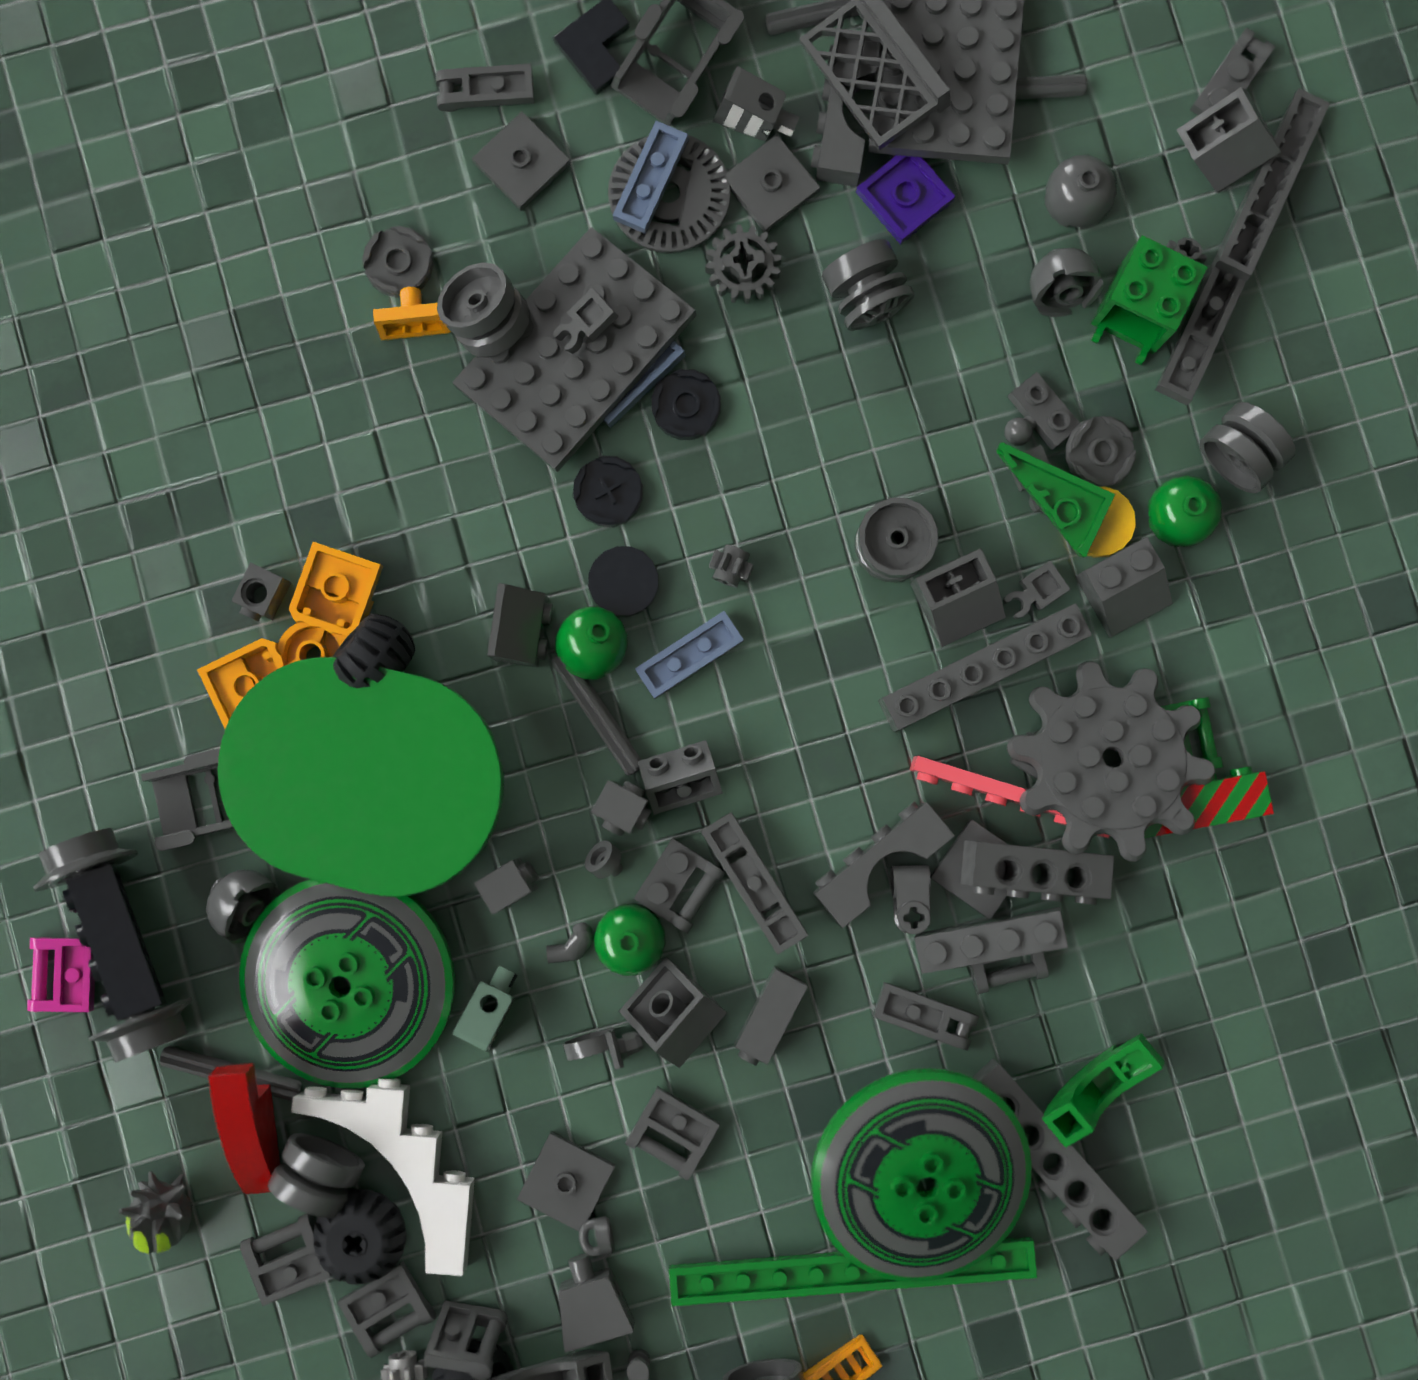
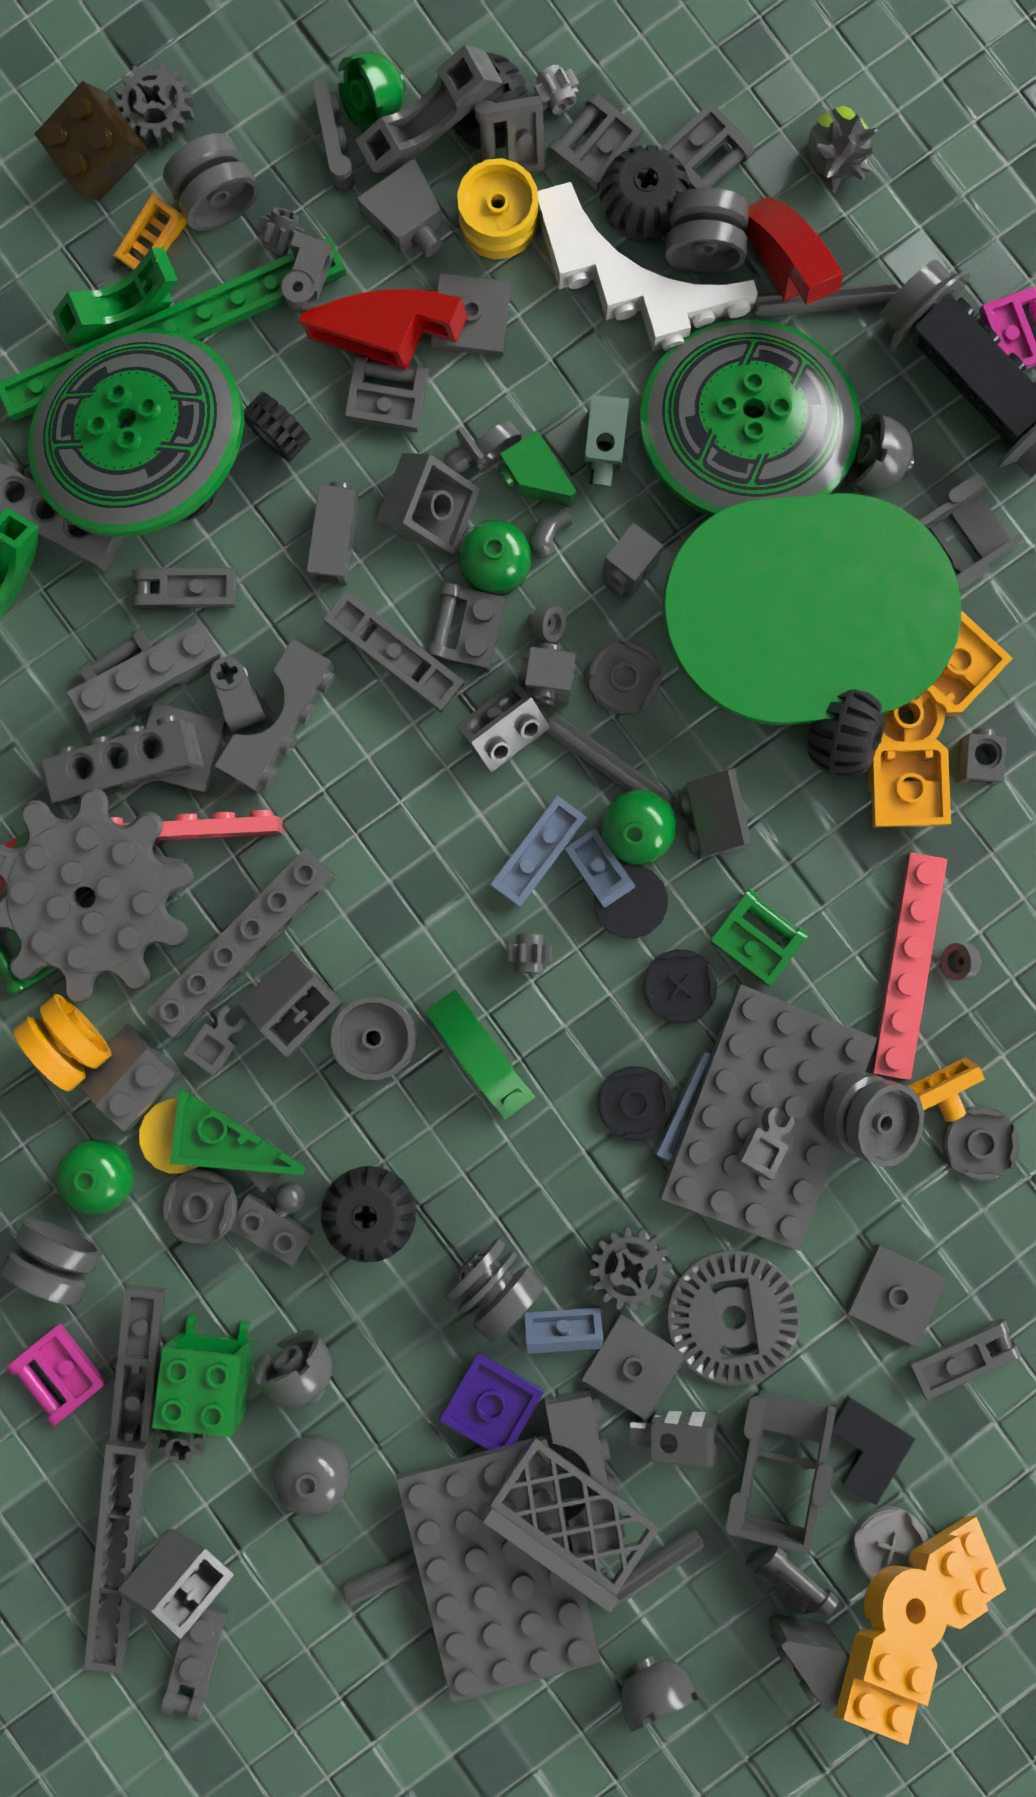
camera: 160 degrees right, 0 degrees up
(352, 421) = (961, 961): none -> dark grey tile
(398, 435) = (909, 966): none -> coral plate
(491, 1291) = (498, 208): none -> yellow wheel
(531, 501) = (752, 947): none -> green plate
(552, 785) = (624, 677): none -> dark grey tile
(562, 1005) = (536, 472): none -> green slope
(603, 1236) = (416, 275): dark grey tile -> none
(640, 618) = (600, 868): none -> sand blue plate
(650, 177) = (758, 1322): sand blue plate -> none
(650, 1199) = (385, 322): none -> red slope
(712, 1265) = (309, 272): none -> dark grey leg
(716, 1328) = (279, 230): none -> dark grey gear
(788, 1136) = (276, 426): none -> black tyre
(809, 494) = (479, 1054): none -> green arch
(819, 232) = (563, 1330): none -> sand blue plate
(904, 1310) = (95, 313): none -> green arch
(934, 394) = (387, 1198): none -> black wheel
(1175, 634) = (62, 1042): none -> light orange wheel
(1264, 358) = (66, 1368): none -> dark pink plate

